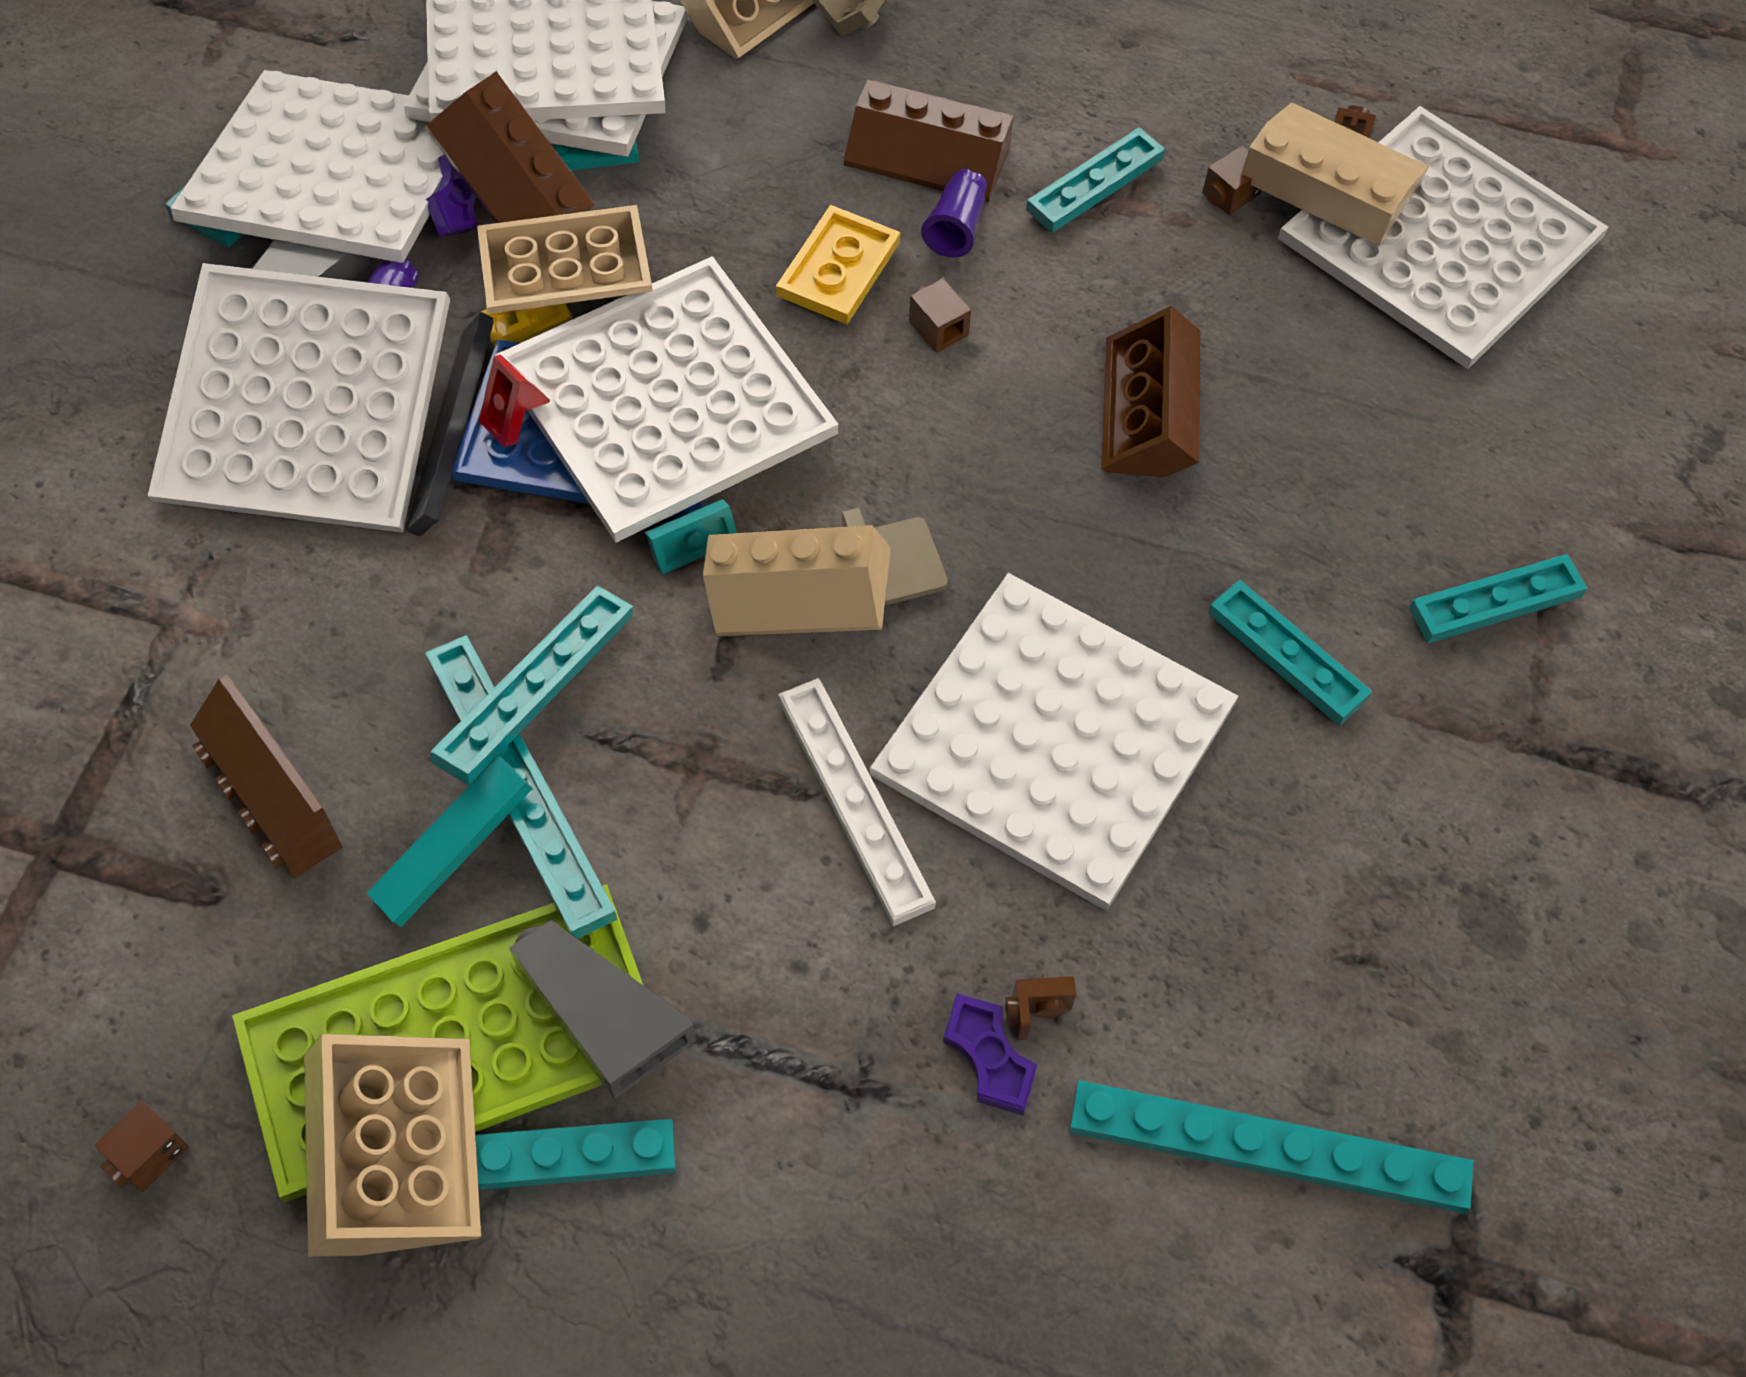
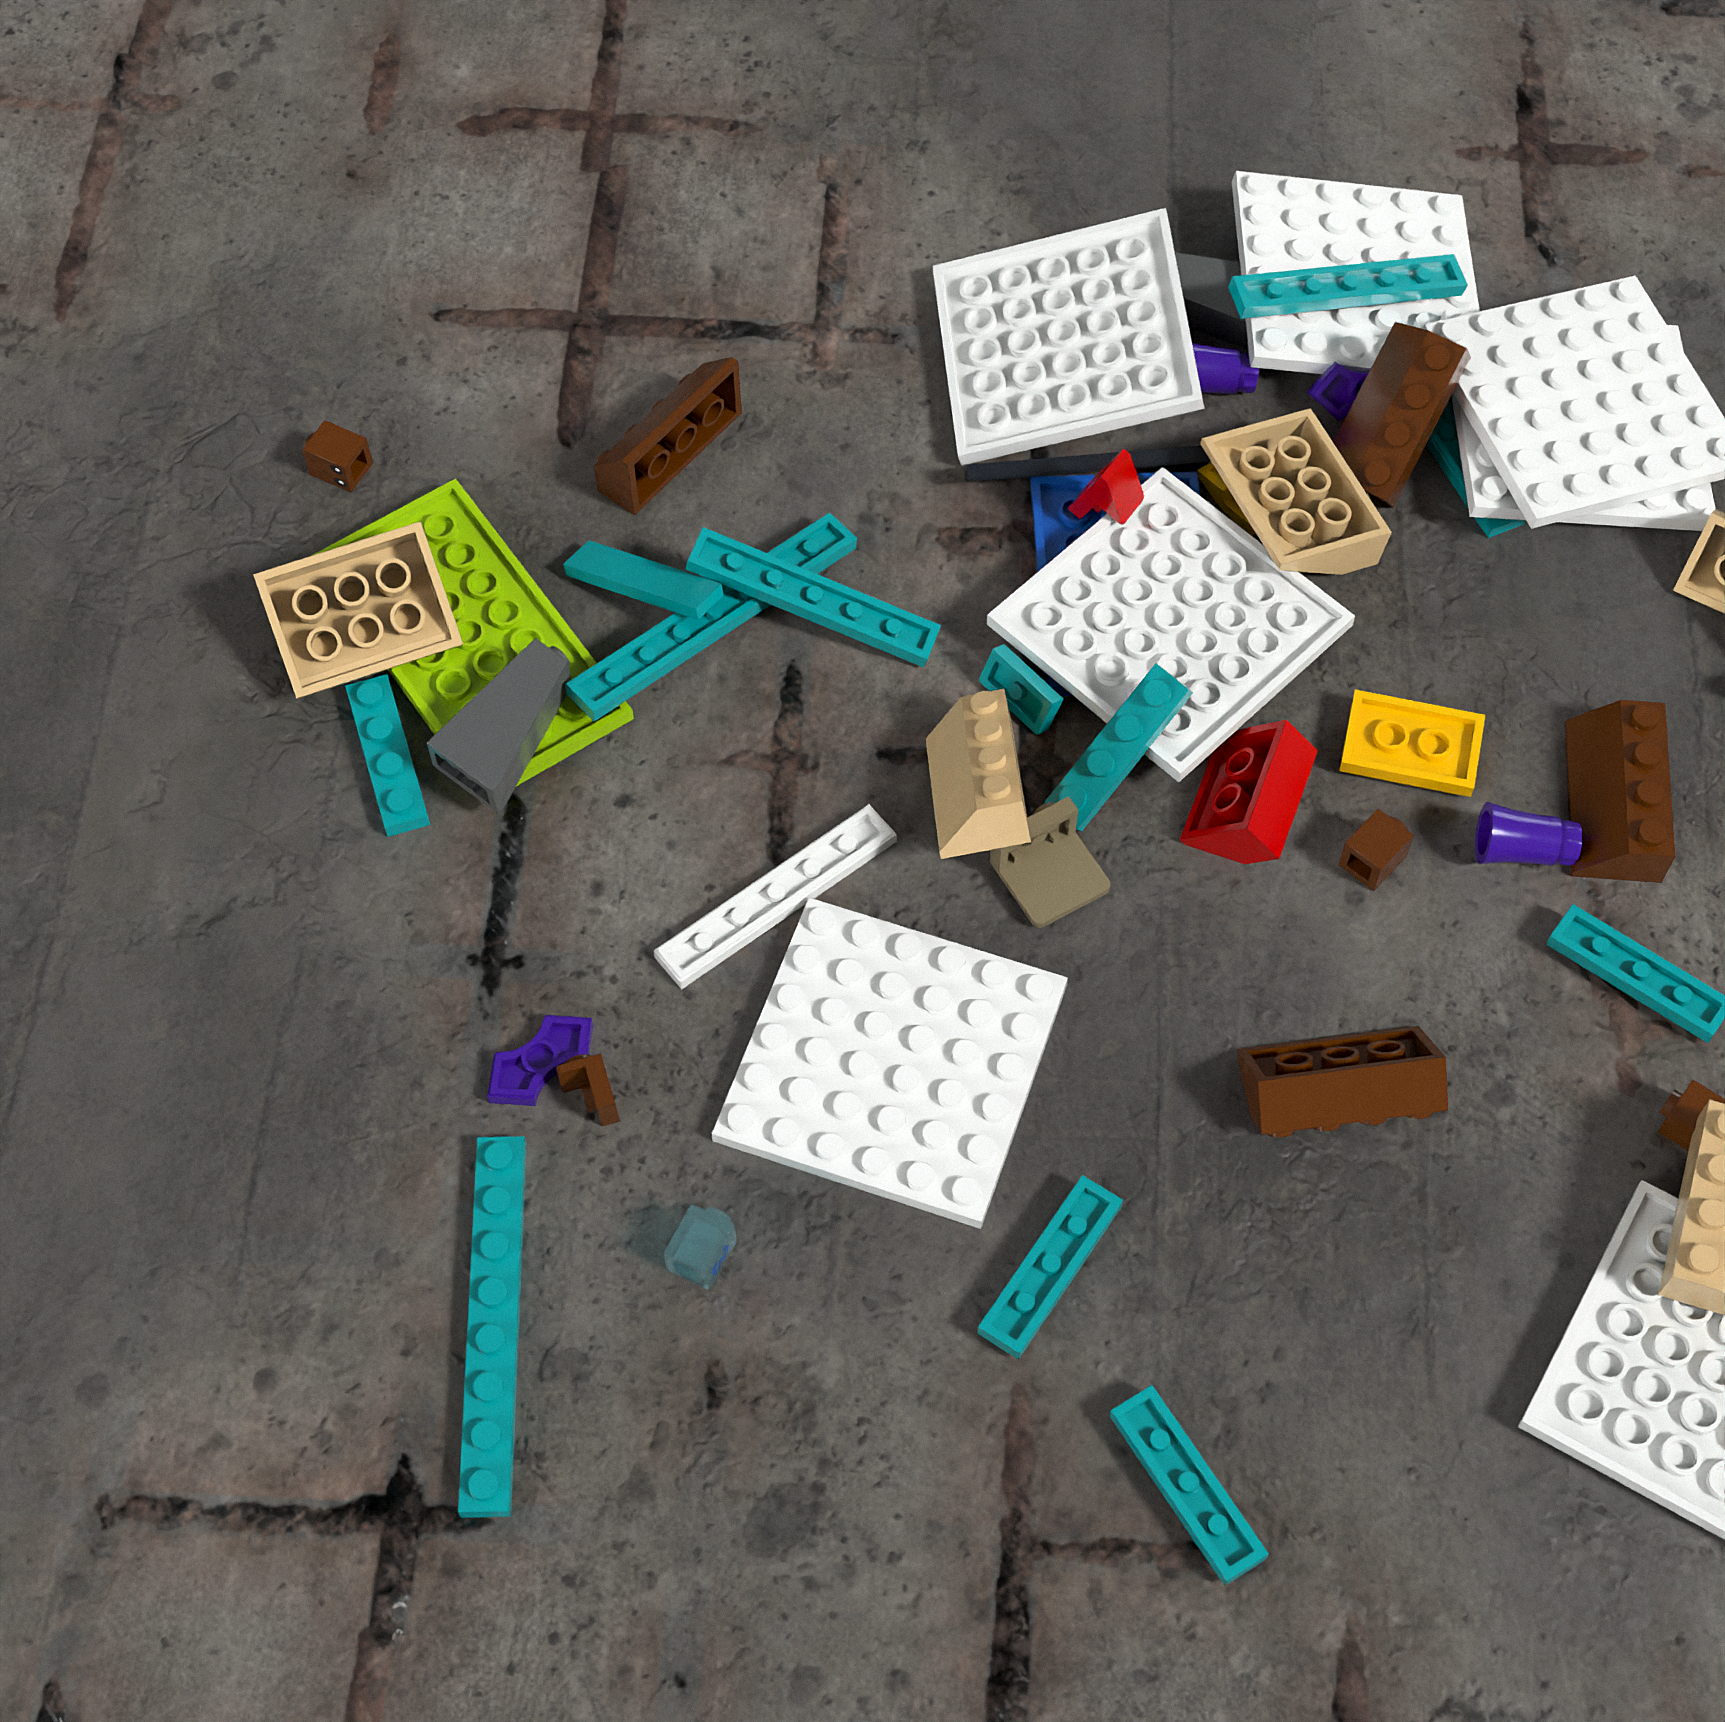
camera: 80 degrees right, 0 degrees up
(353, 162) = (1347, 286): none -> teal plate
(792, 456) = (1122, 743): none -> teal plate
(863, 389) = (1250, 793): none -> red slope
(1227, 933) = (700, 1245): none -> clear light blue brick

